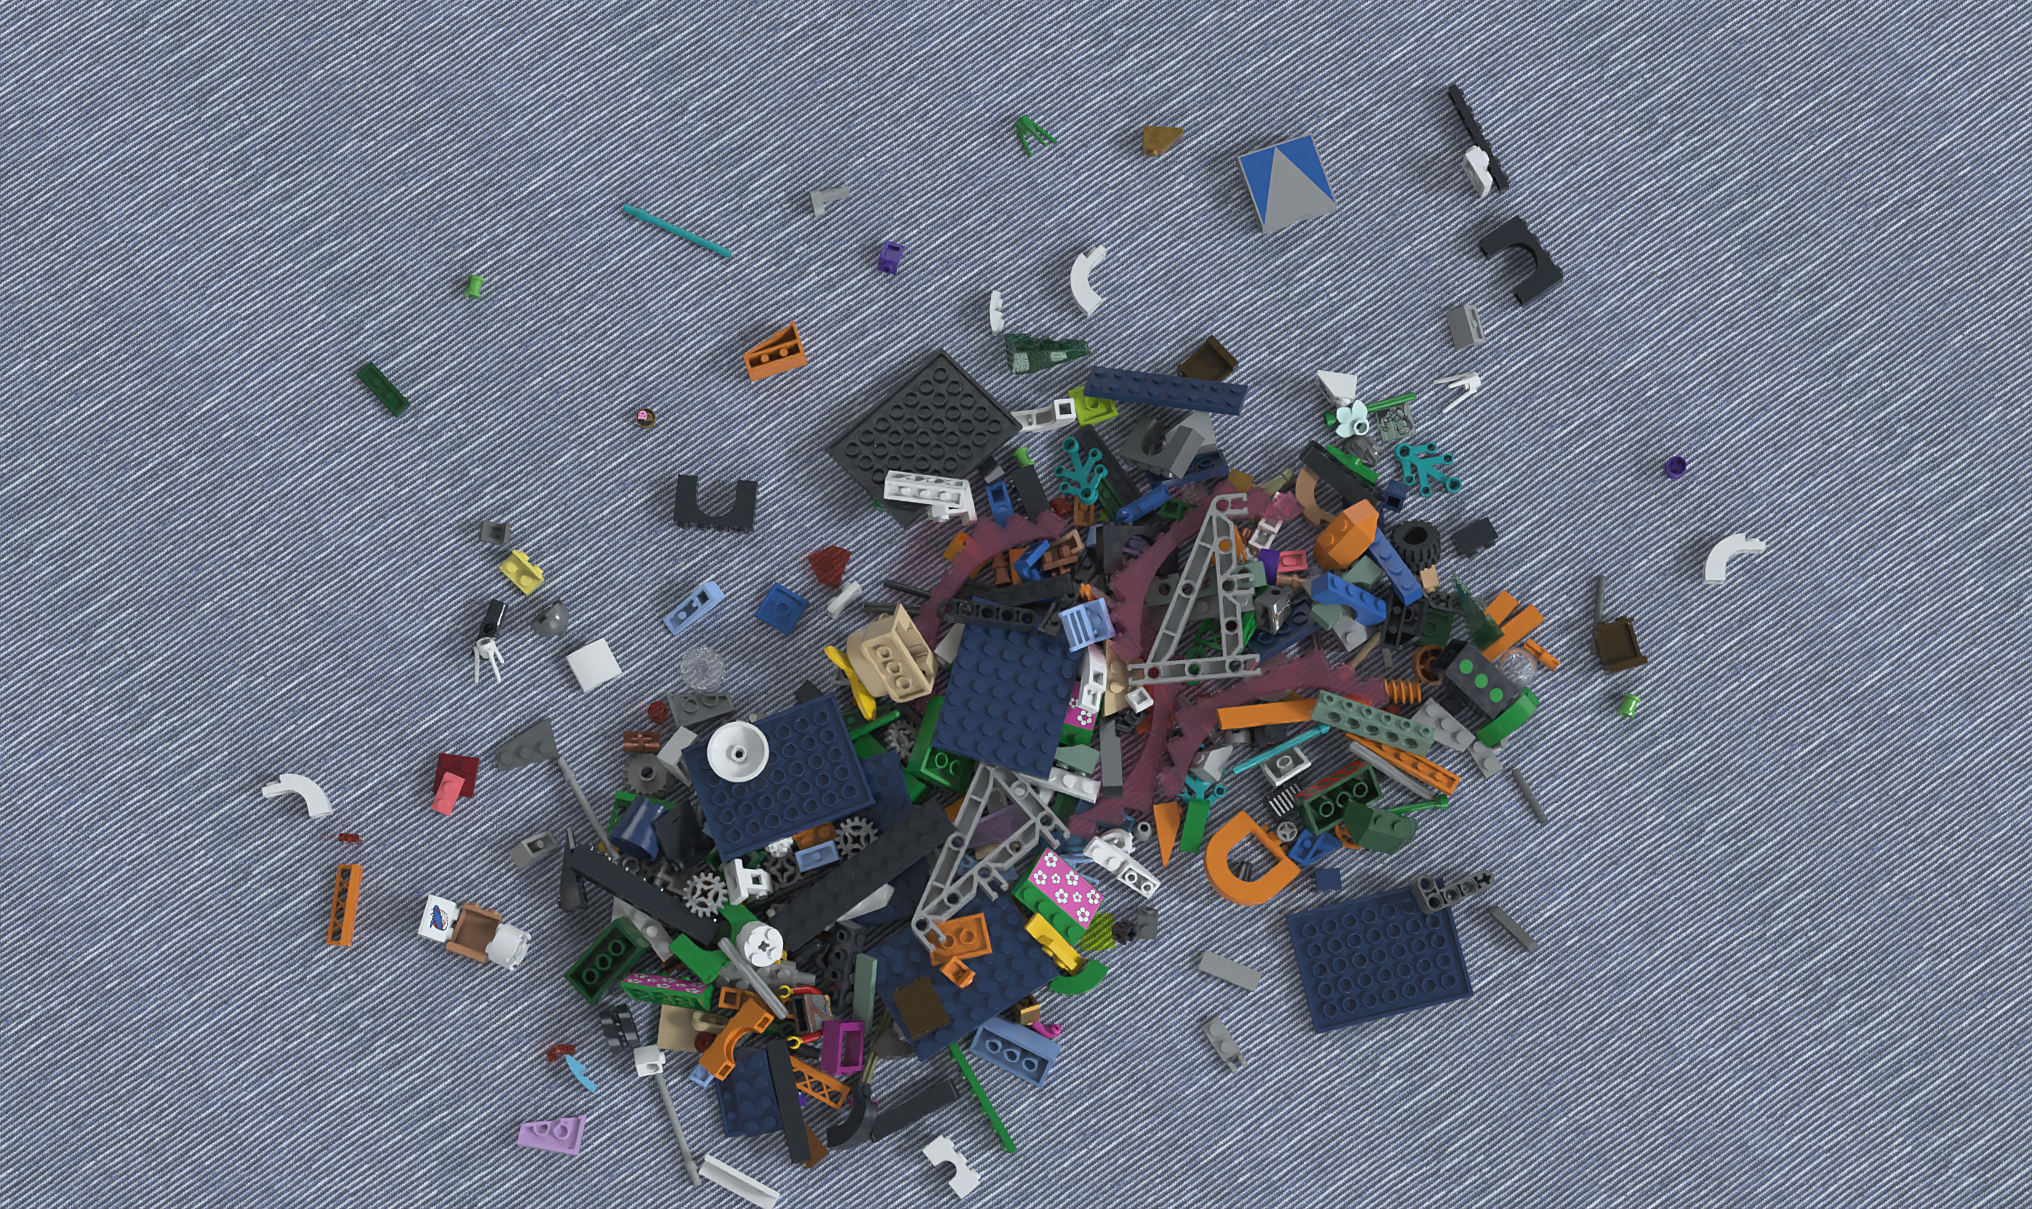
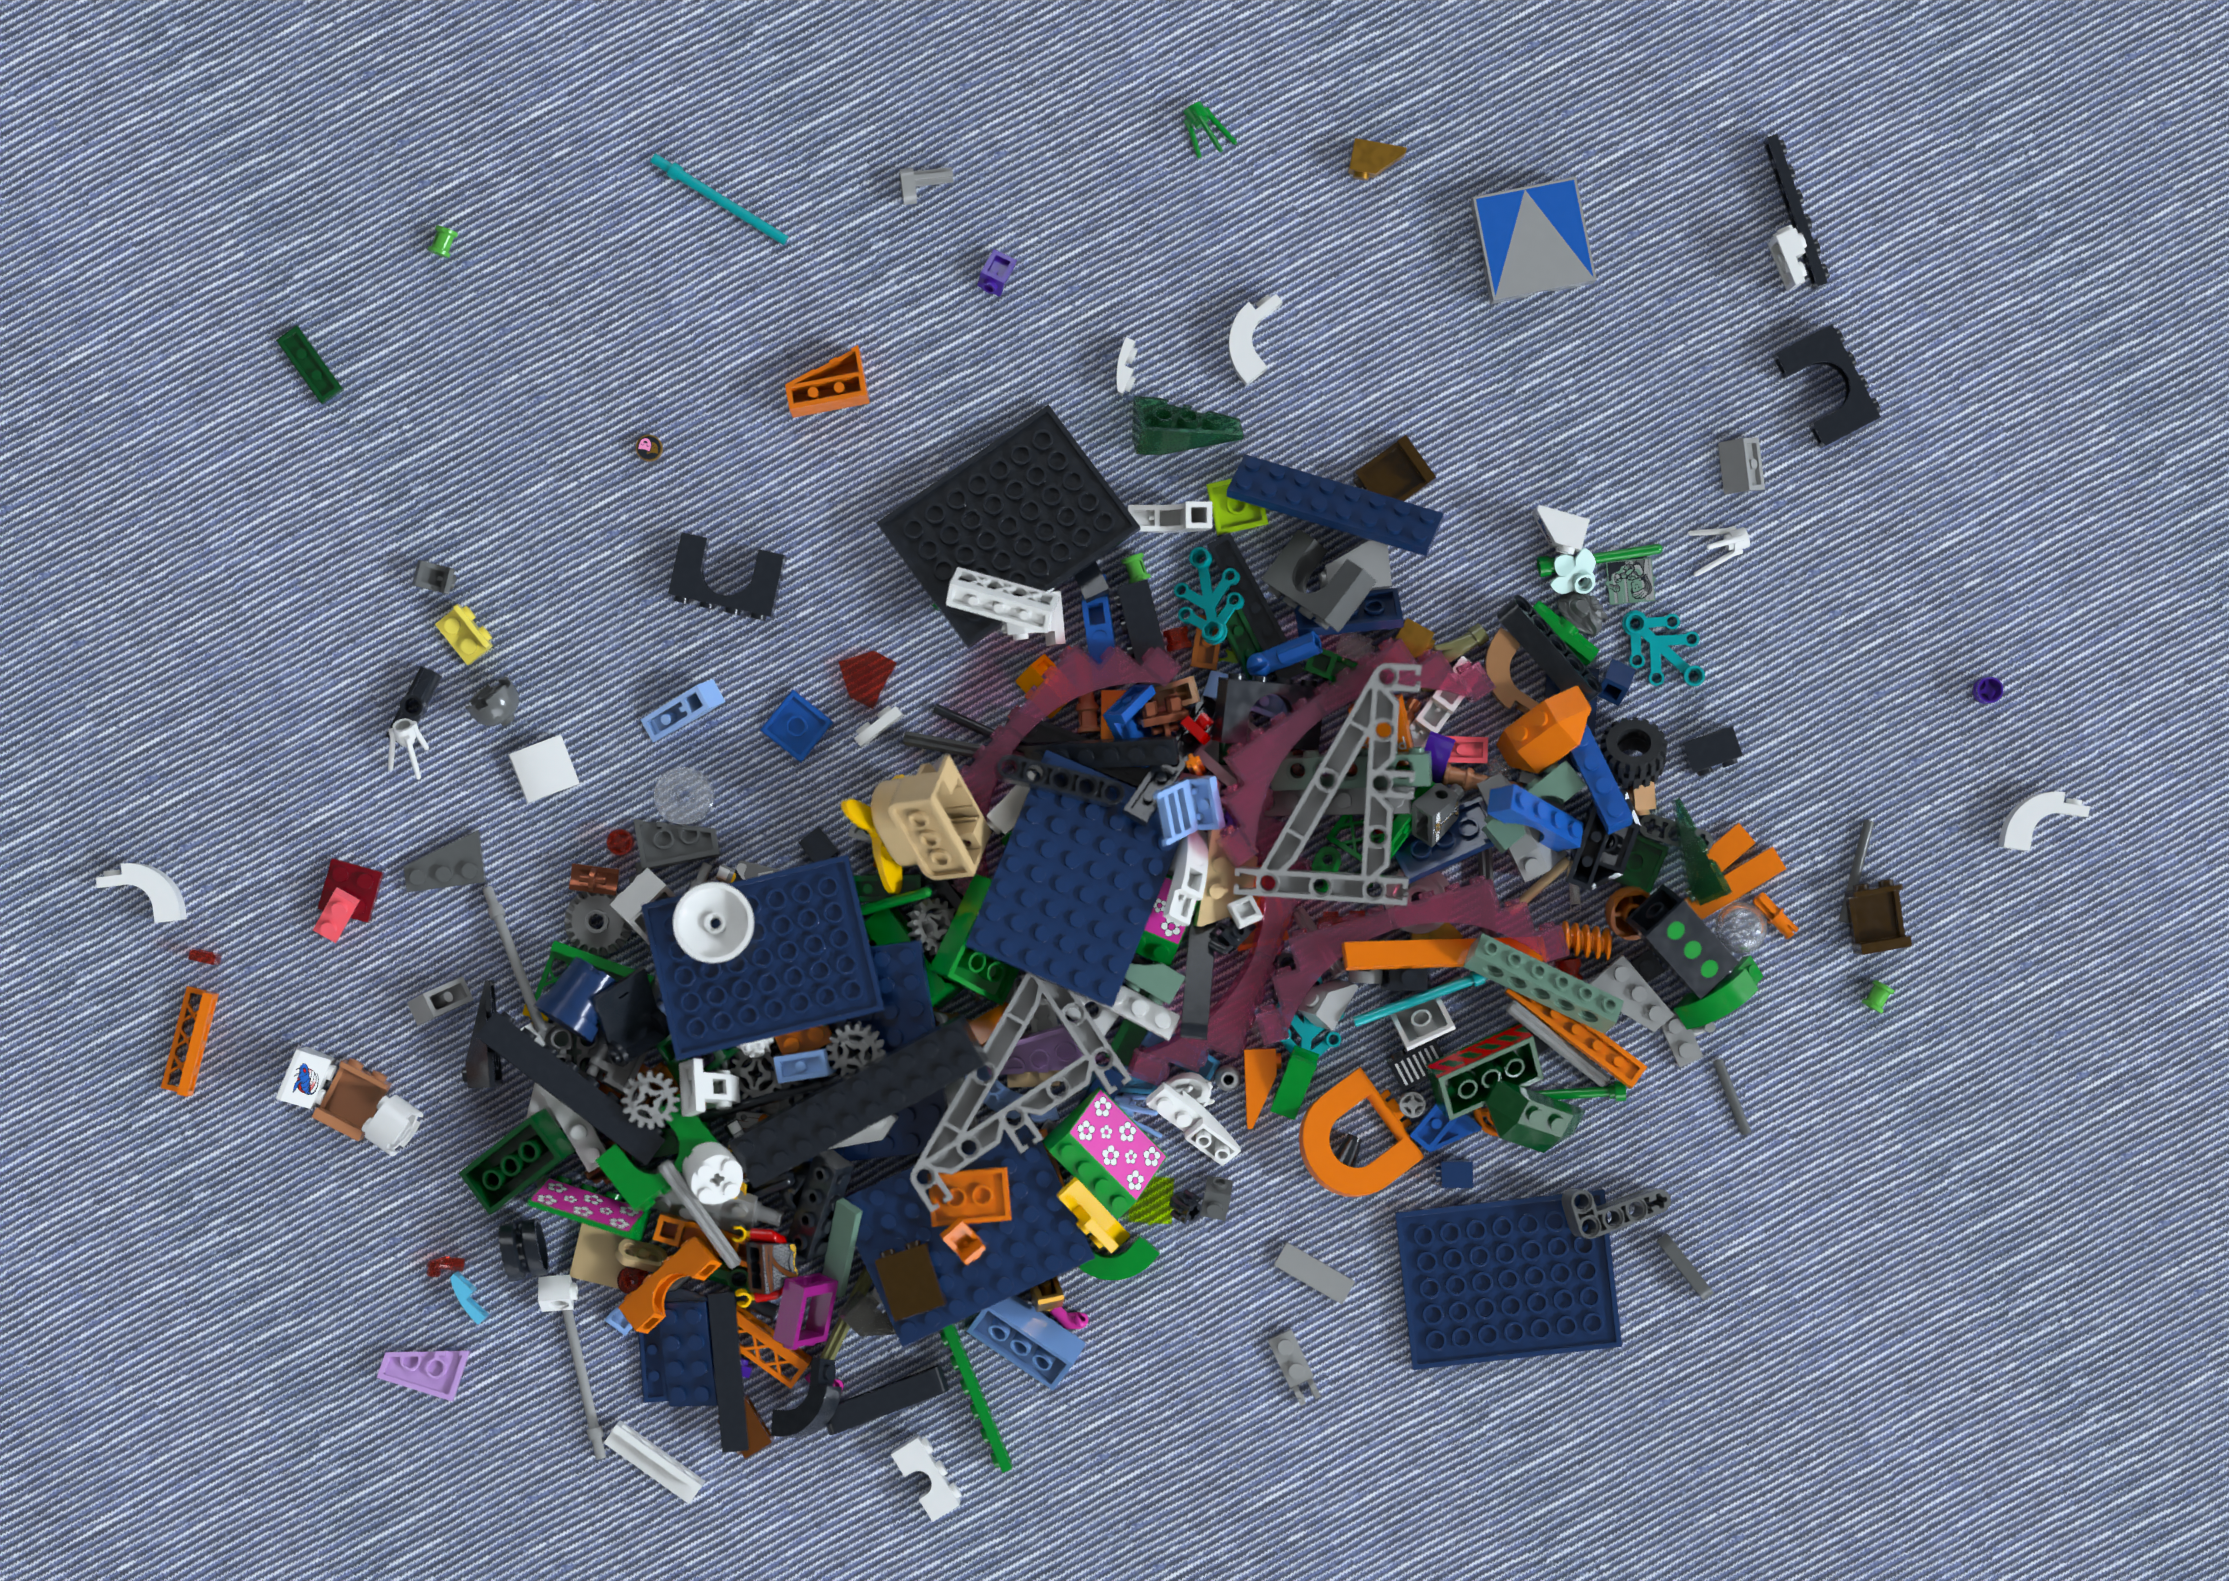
camera: 10 degrees right, 10 degrees up
(1086, 566) = (1199, 727): none -> red tile

